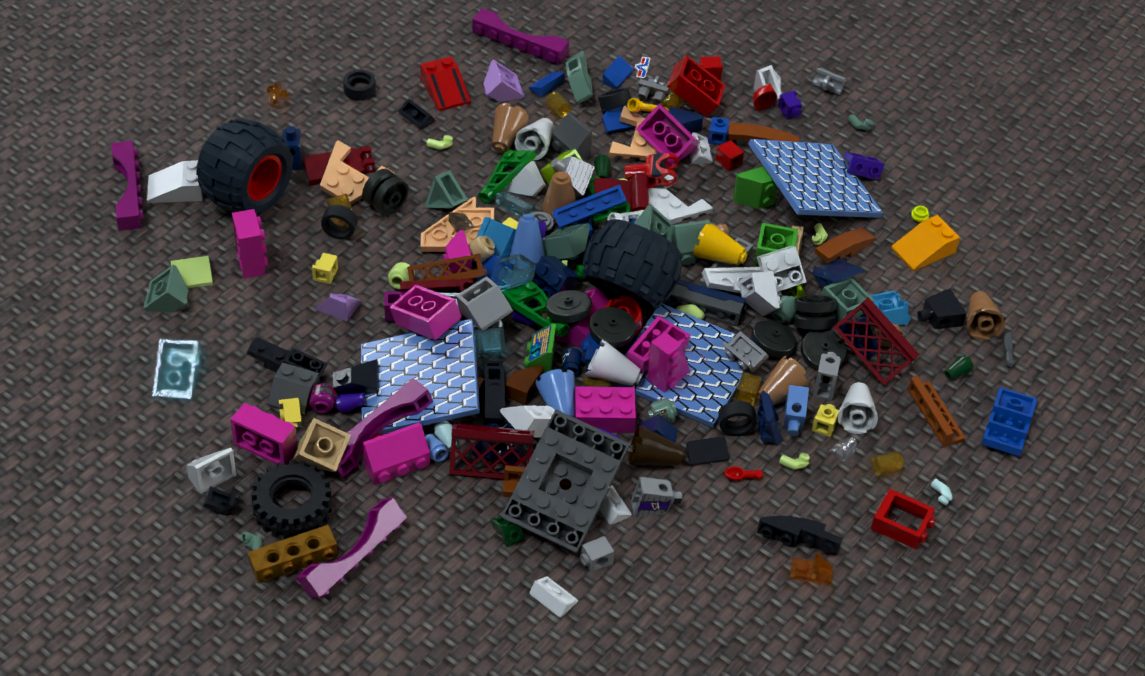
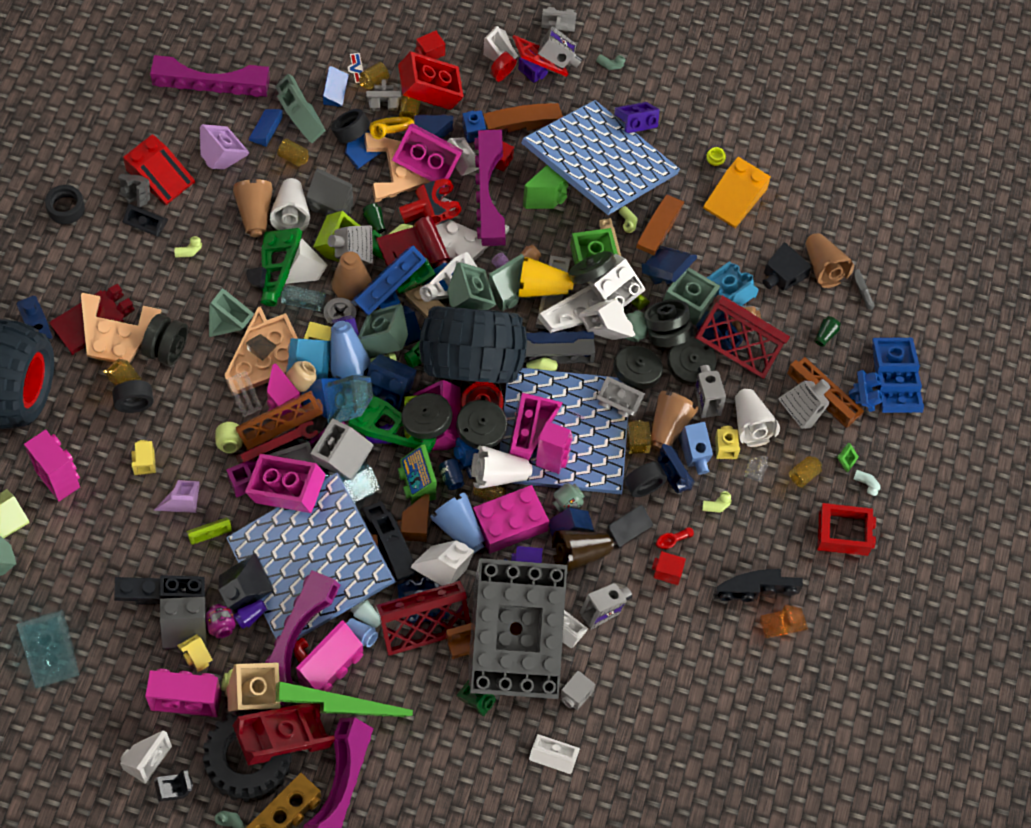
camera: 25 degrees left, 15 degrees up
(328, 485) = (281, 732): none -> dark red piece
(349, 335) = (209, 531): none -> lime slope
(386, 485) = (336, 703): none -> bright green slope
(419, 89) = (134, 188): none -> dark grey hand
(429, 235) = (237, 377): none -> clear tile
(484, 177) = (257, 276): none -> black tile
(653, 71) = (373, 75): none -> clear yellow brick
(720, 146) = (492, 223): none -> magenta arch
(726, 492) = (668, 567): none -> red brick
(764, 245) = (592, 267): none -> pearl dark grey wheel
(786, 86) = (529, 56): none -> red window
(817, 98) = (559, 49): none -> light grey torso
(912, 410) = (806, 402): none -> light grey torso
(932, 466) = (847, 457): none -> bright green slope
(972, 421) = (863, 390): none -> blue hips

